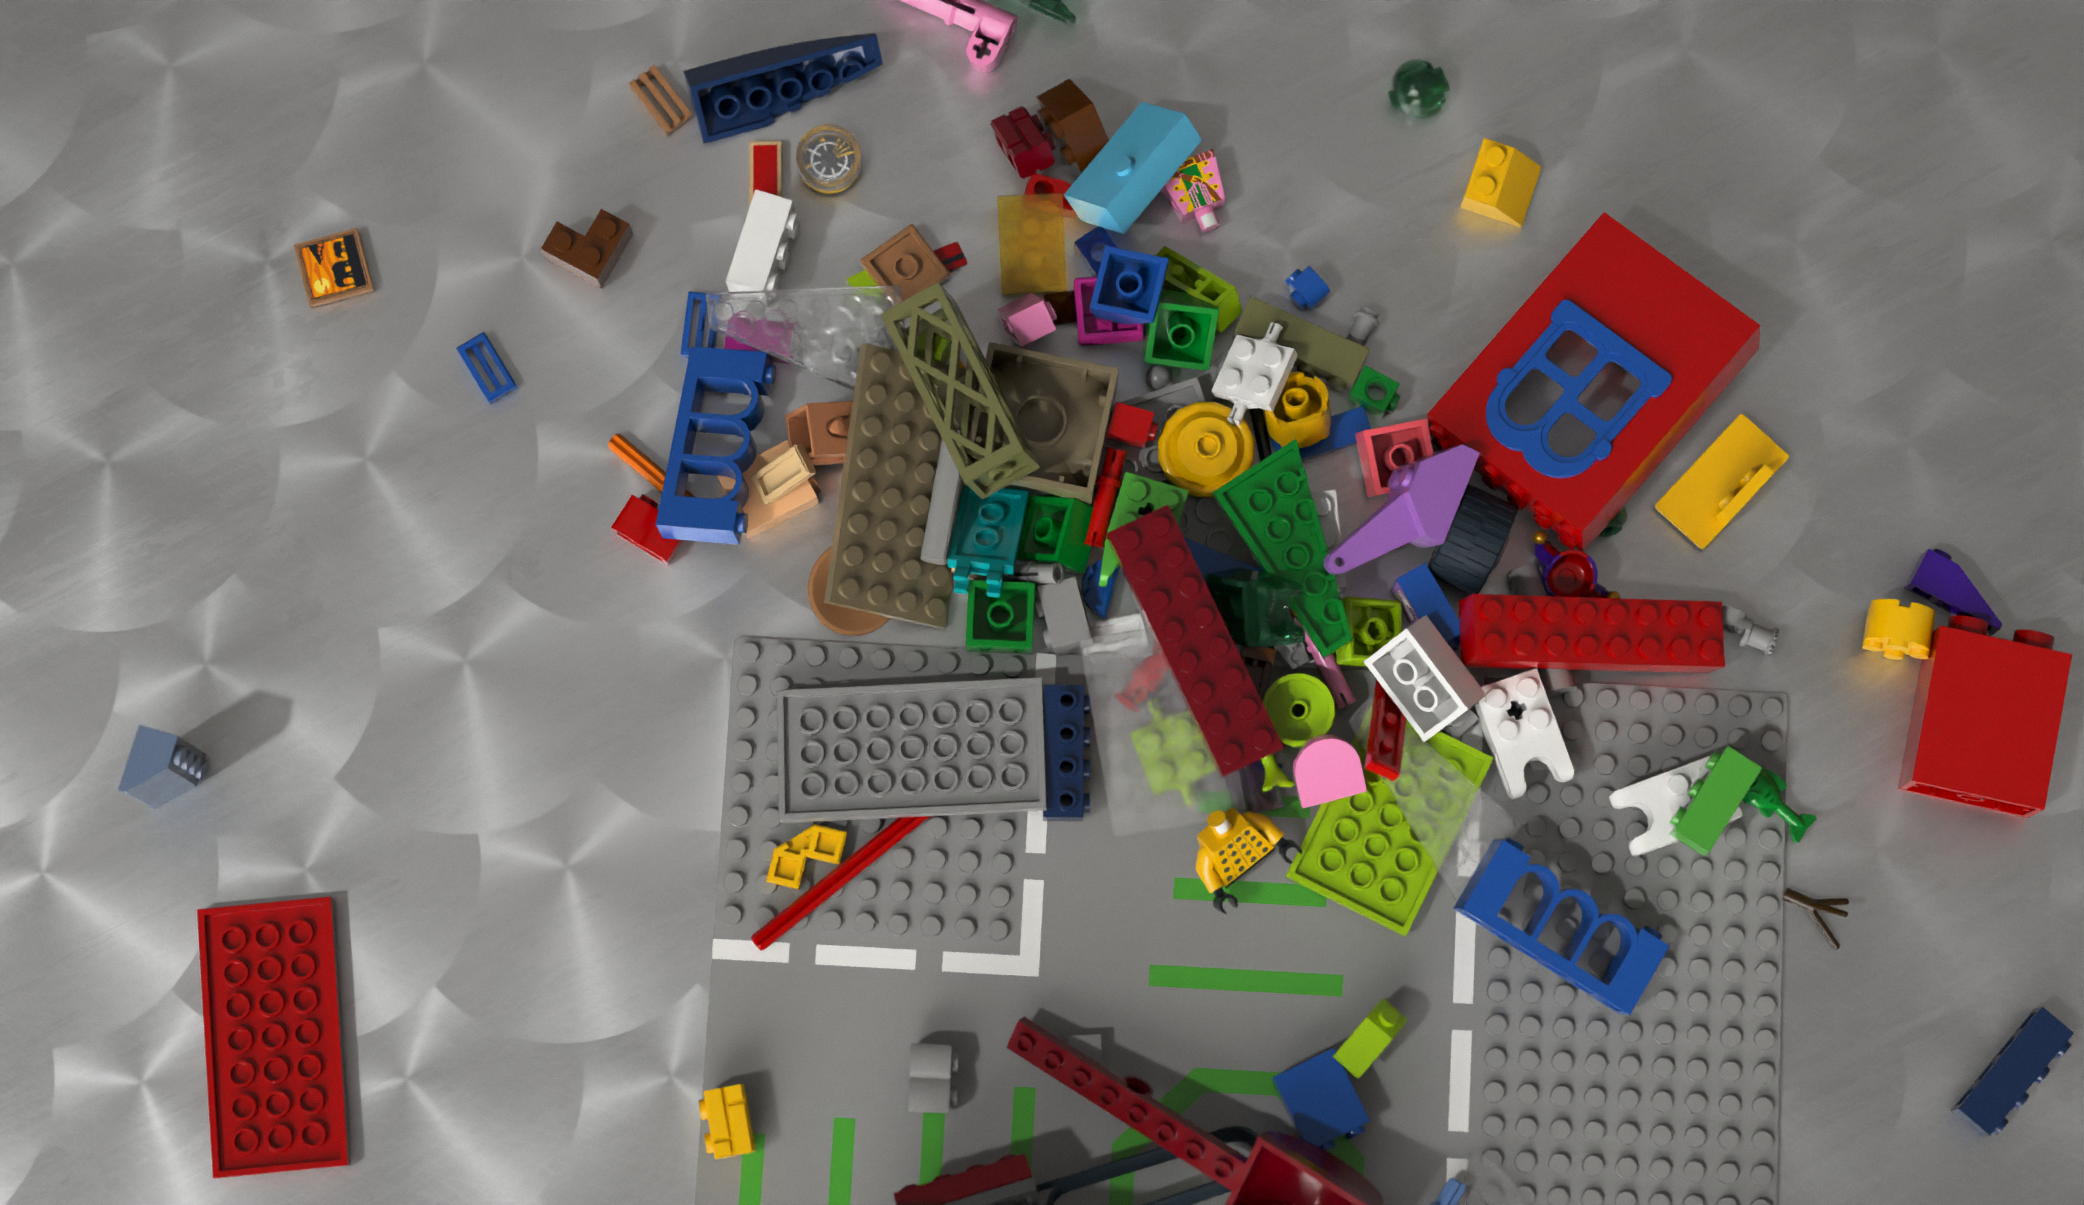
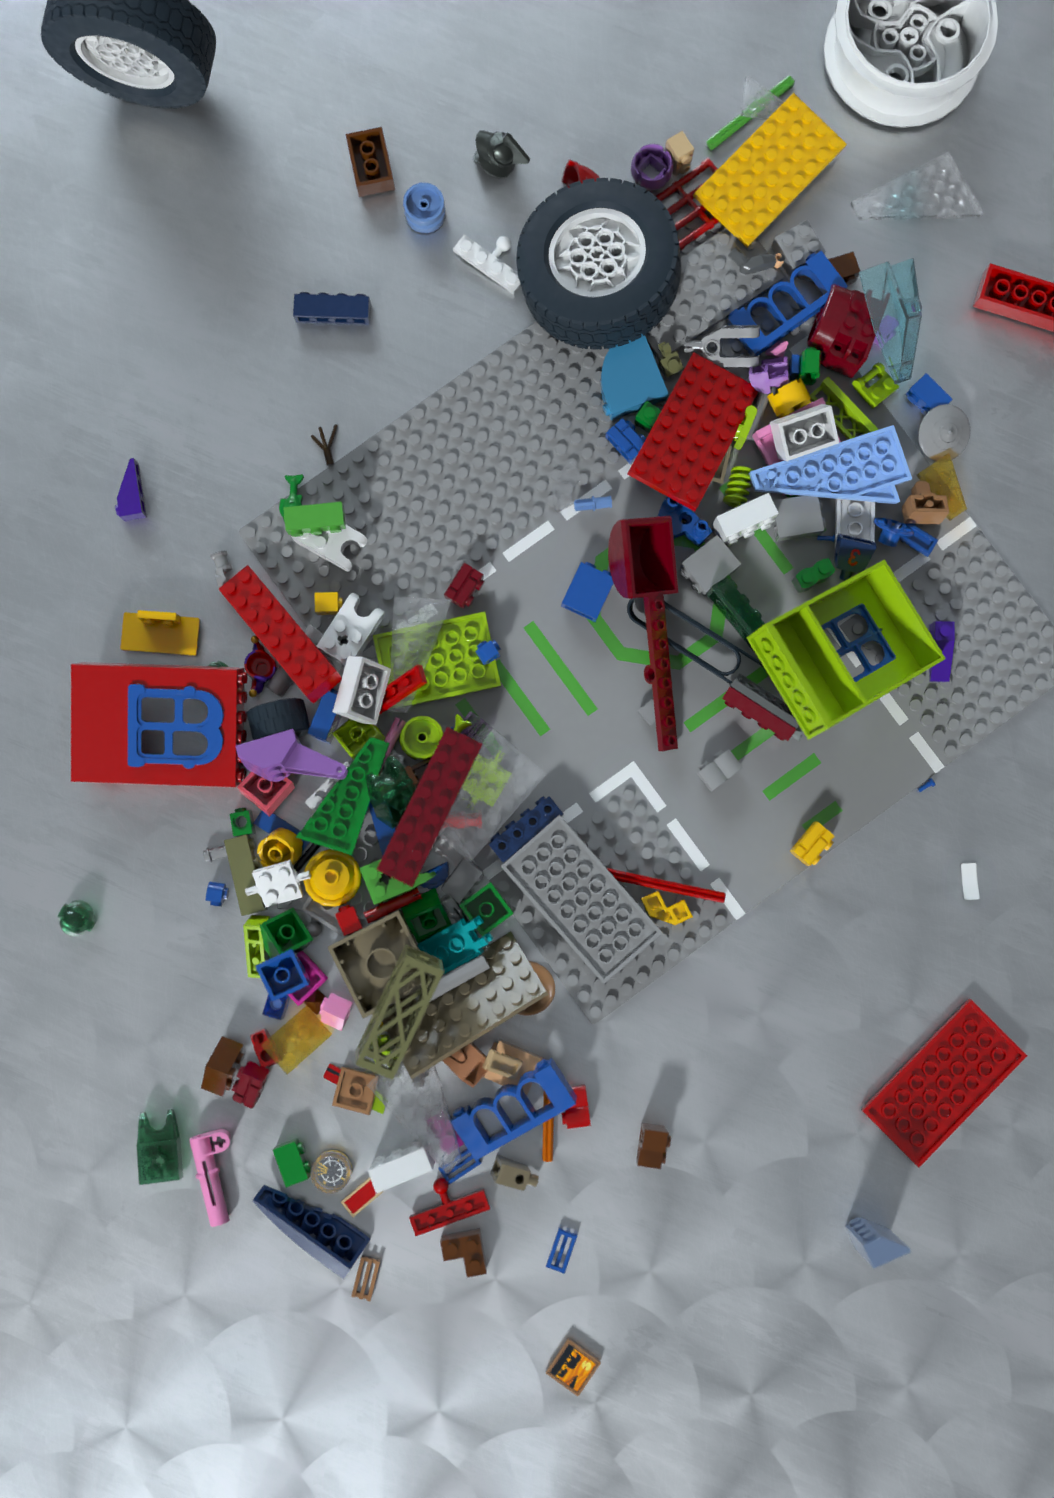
camera: 130 degrees left, 5 degrees up
(521, 586) = (652, 1145): none -> reddish brown brick
(645, 377) = (506, 1171): none -> dark tan torso
(655, 265) = (448, 1211): none -> red plate
(881, 120) = (292, 1162): none -> green brick
(1133, 167) = (222, 1021): medium azure brick -> none
(1196, 191) = (209, 984): torso -> none
(1233, 847) = (508, 718): yellow torso -> none
(1327, 771) = (439, 702): bright pink tile -> none
(1345, 893) = (488, 651): none -> blue plate
(1370, 1038) = (544, 590): lime slope -> none
(1464, 941) = (464, 586): none -> dark red brick
(1501, 183) = (93, 844): yellow slope -> none
(1586, 733) = (327, 603): none -> yellow brick
(1638, 950) = (428, 588): blue fence -> none
(1899, 629) = (168, 502): yellow brick -> none
(1986, 718) = (179, 434): red brick -> none

